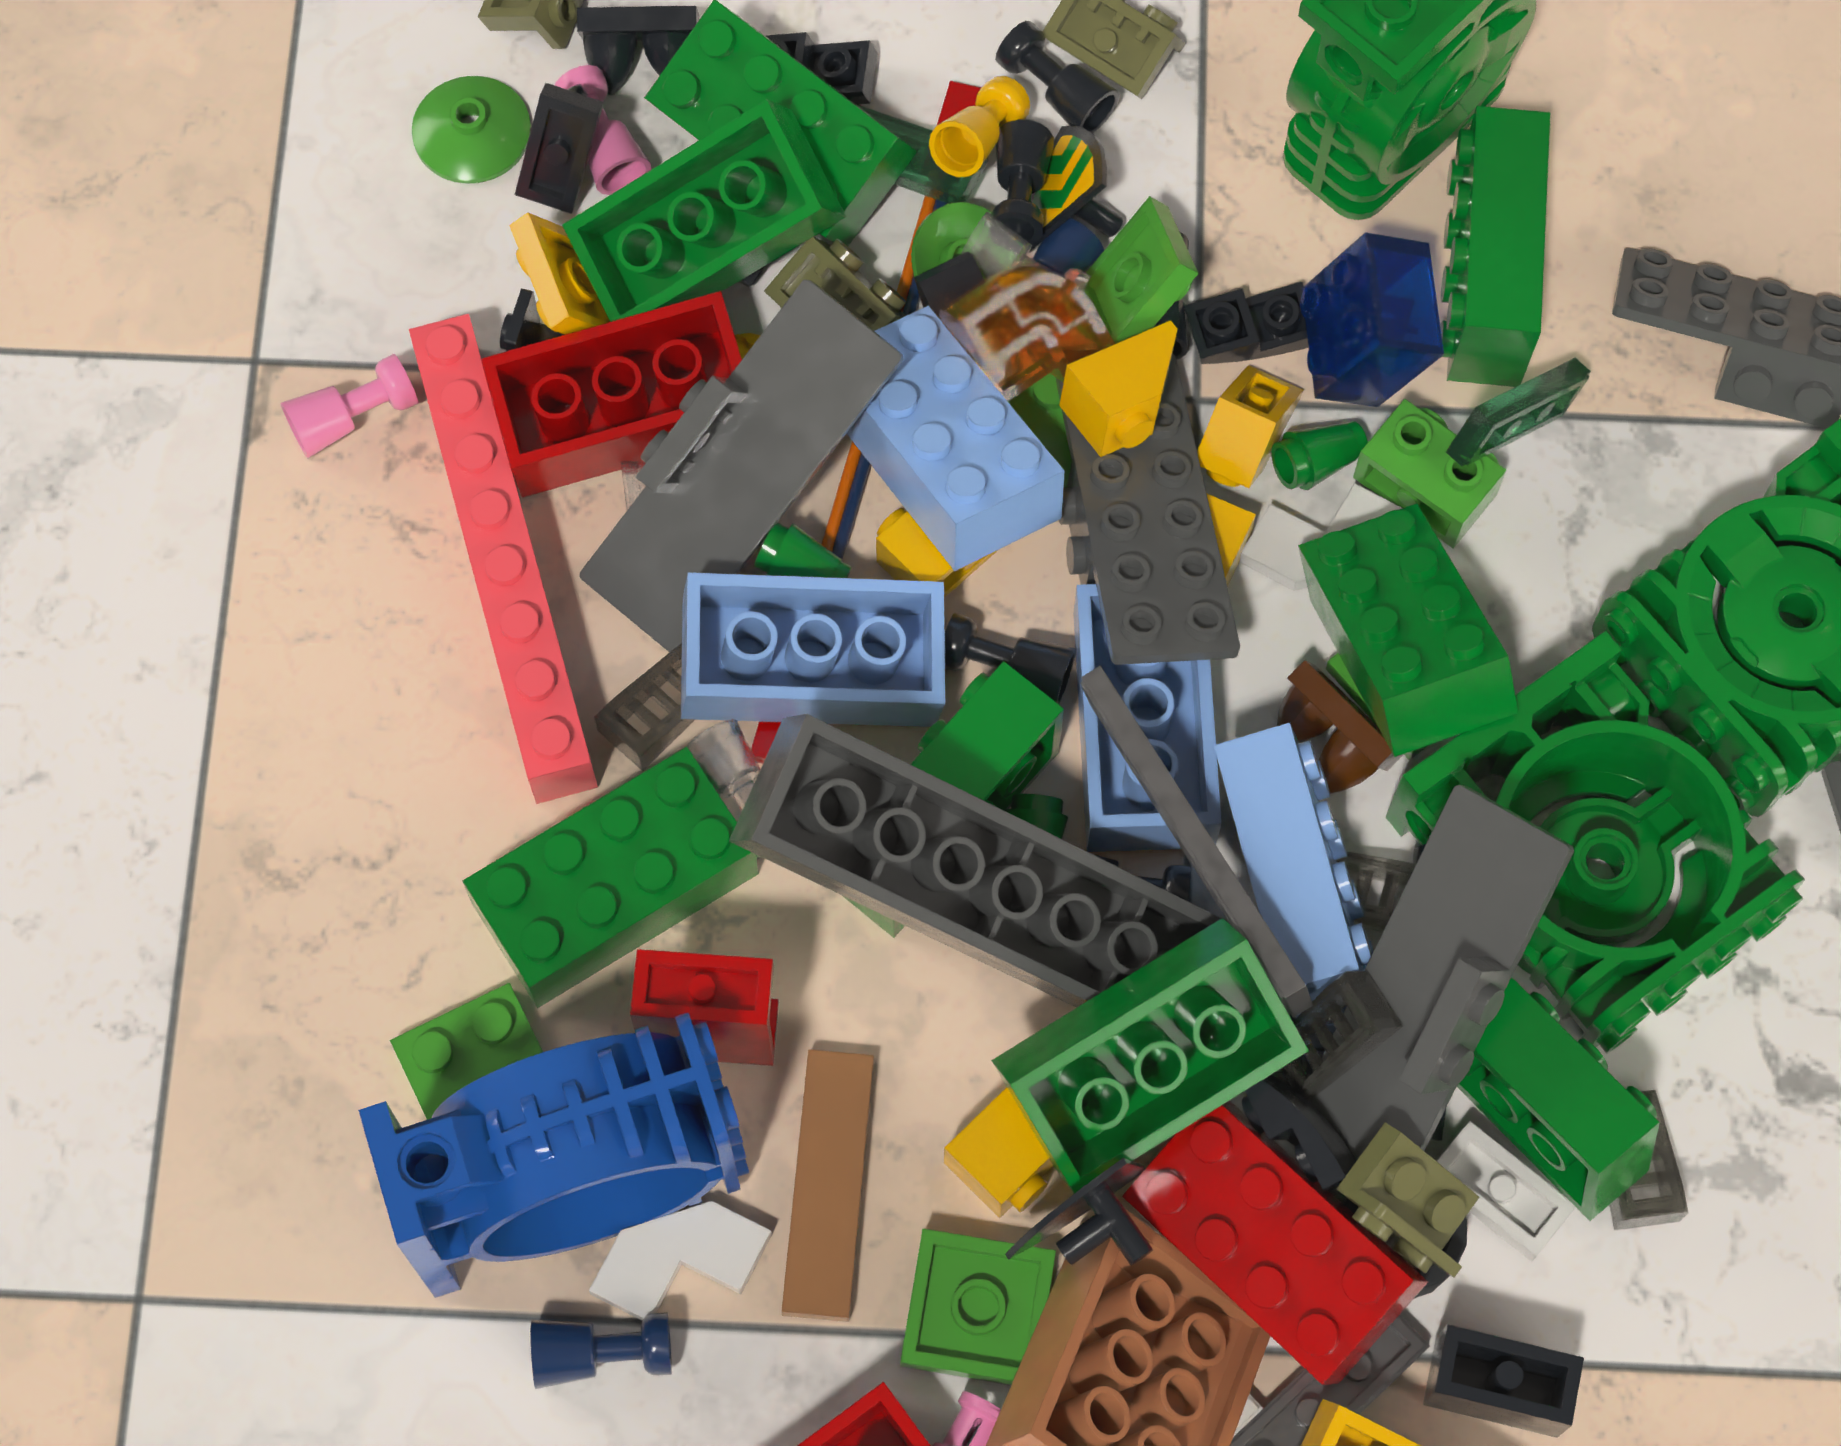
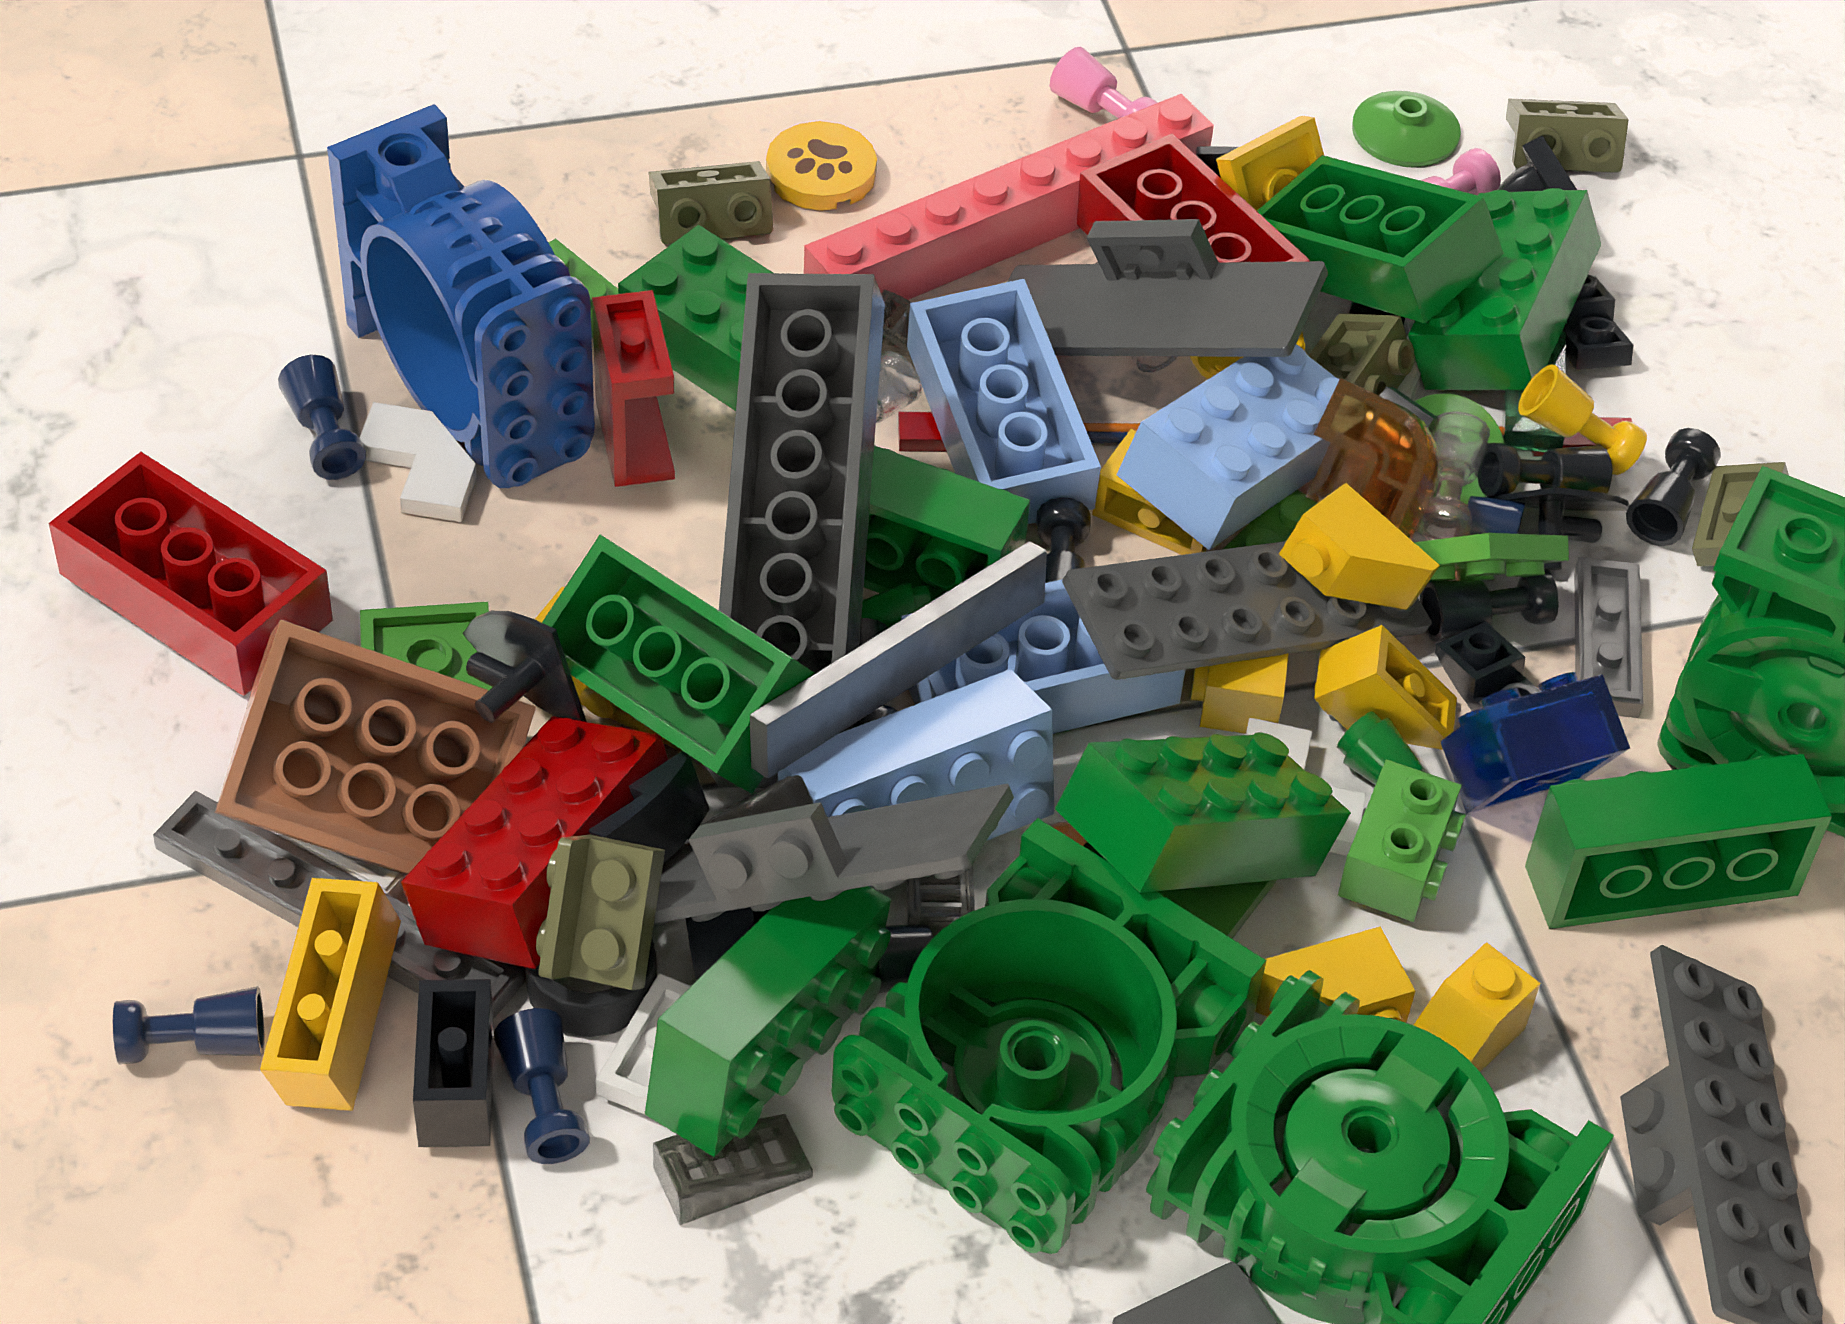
camera: 70 degrees right, 20 degrees down
(350, 729) = (821, 165): none -> yellow tile
(376, 857) = (720, 198): none -> olive bracket
(559, 147) = (1416, 143): black tile -> none
(798, 554) = (1094, 385): green cone -> none
(828, 1186) = (509, 543): medium nougat tile -> none
(1213, 208) = (1610, 629): none -> flat silver tile
(1502, 1307) = (537, 1065): none -> dark blue piece
(1518, 412) = (1494, 880): clear green tile -> none
(1570, 578) = (1355, 964): none -> yellow slope
(1631, 493) = (1481, 1006): none -> yellow slope

